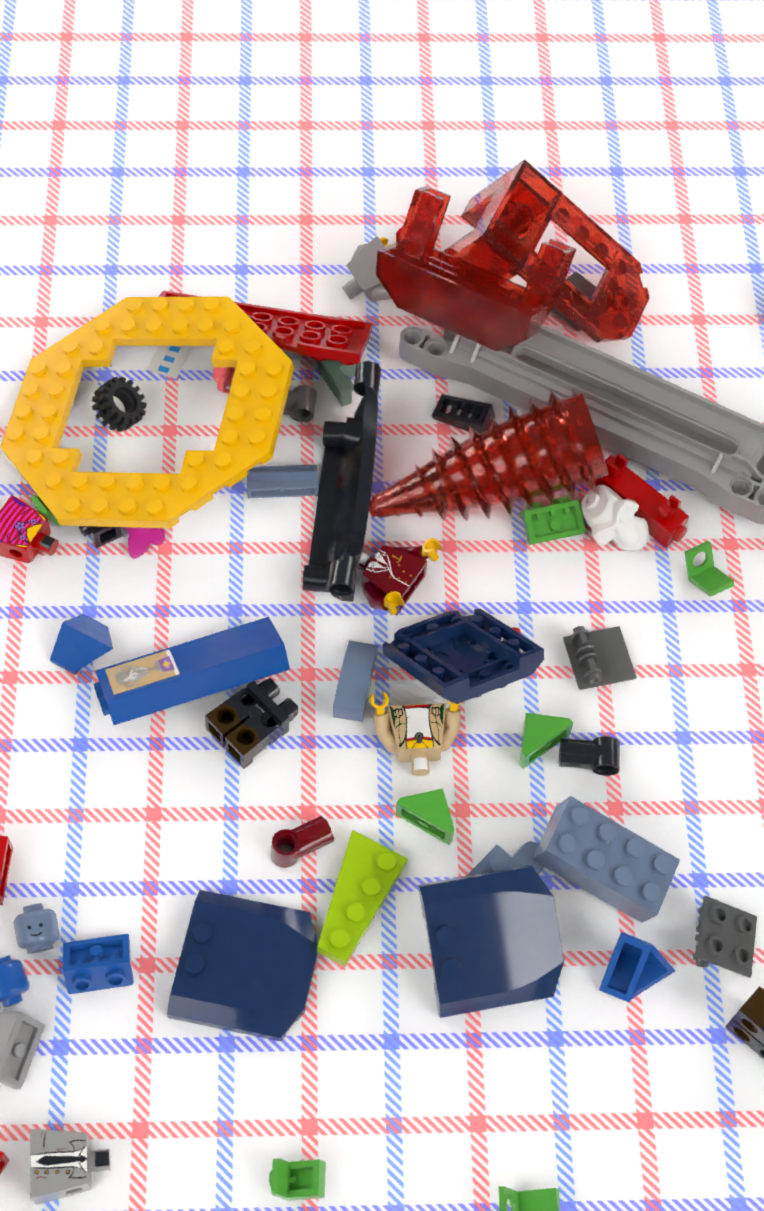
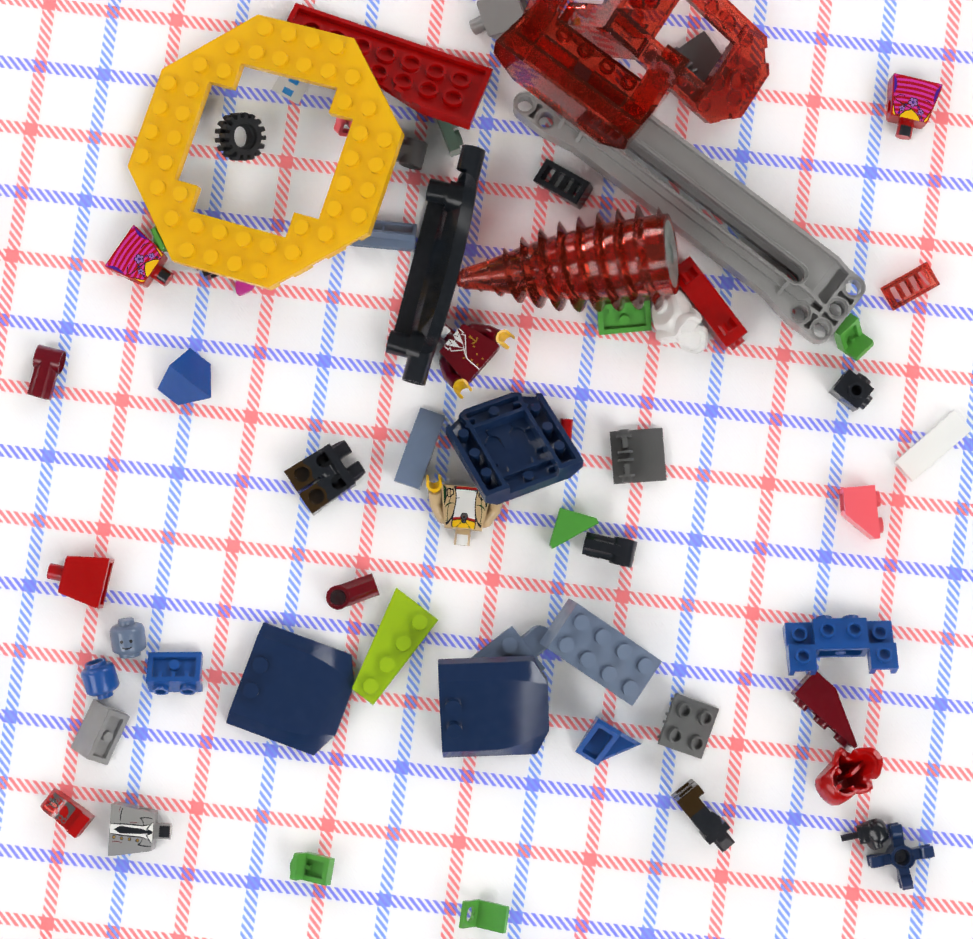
camera: 10 degrees right, 25 degrees up
(190, 670) = (276, 426): blue brick -> none
(429, 813) = (463, 582): bright green slope -> none
(706, 575) = (752, 388): bright green bracket -> none

